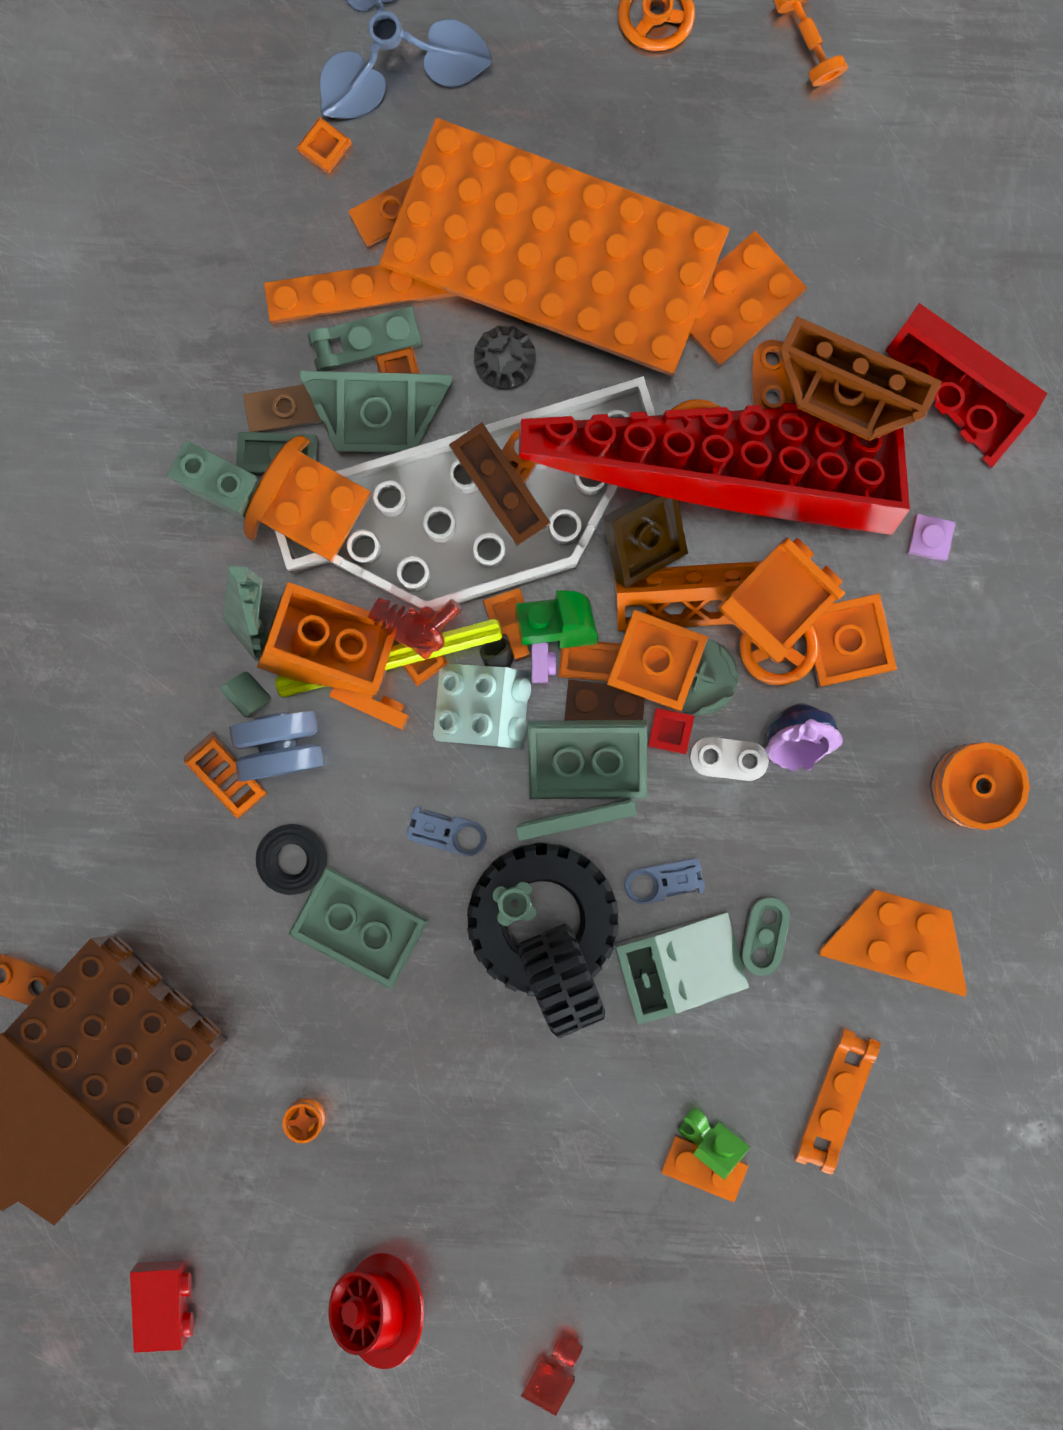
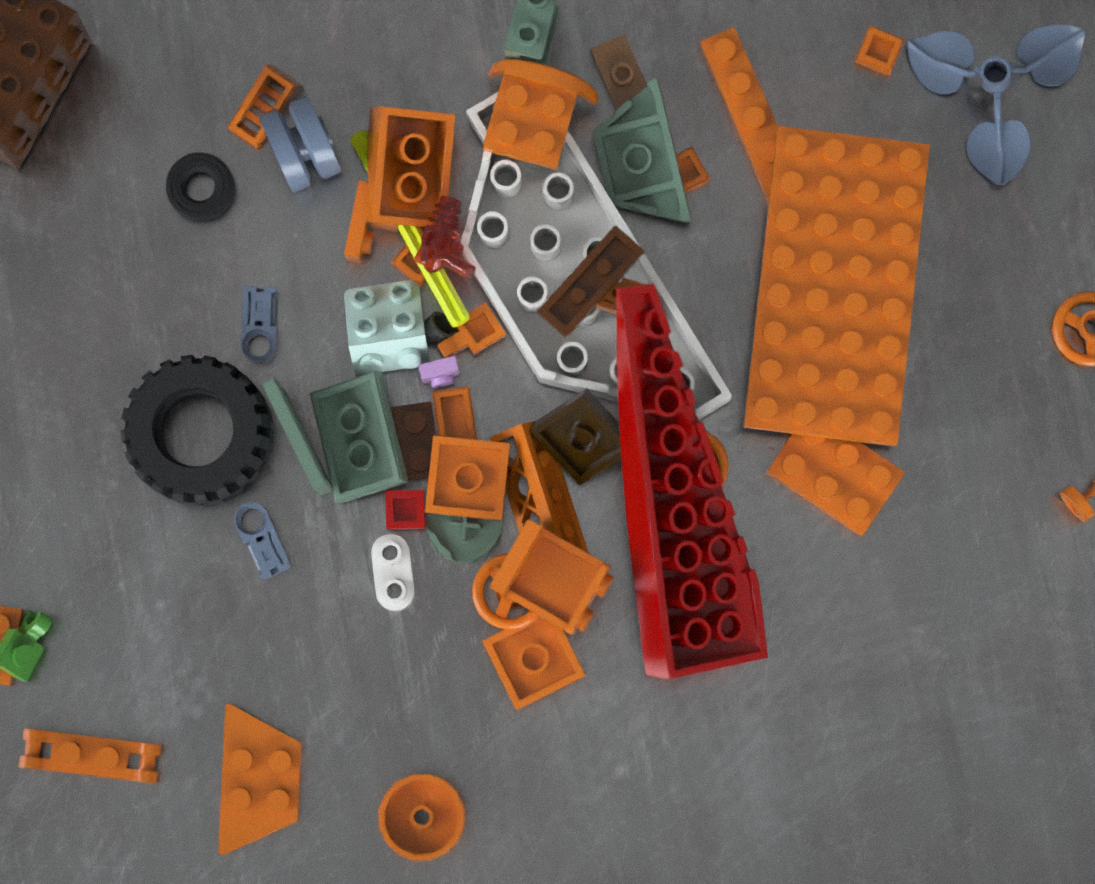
camera: 80 degrees right, 5 degrees down
(243, 607) = (424, 79): sand green wedge -> none
(246, 694) = (343, 106): sand green slope -> none
(258, 449) = (576, 58): sand green plate -> none
(358, 927) = (151, 265): sand green tile -> none
(365, 339) = (706, 134): sand green plate -> none
(378, 215) = (825, 114): orange plate -> none
(507, 913) = (204, 383): sand green plate -> none
(514, 371) = (710, 279): dark grey gear -> none
(561, 619) = (486, 383): green brick -> none
(561, 981) = (136, 450): black tyre -> none
(681, 967) = (182, 573): slope -> none
(764, 935) = (232, 647): sand green plate -> none
(768, 377) = (767, 523): orange plate -> none
(802, 737) = (428, 634): lavender hair -> none
(853, 383) = (777, 596): dark orange wedge -> none
(931, 537) = (653, 715): lavender plate -> none
(976, 387) = (811, 708): red wedge -> none

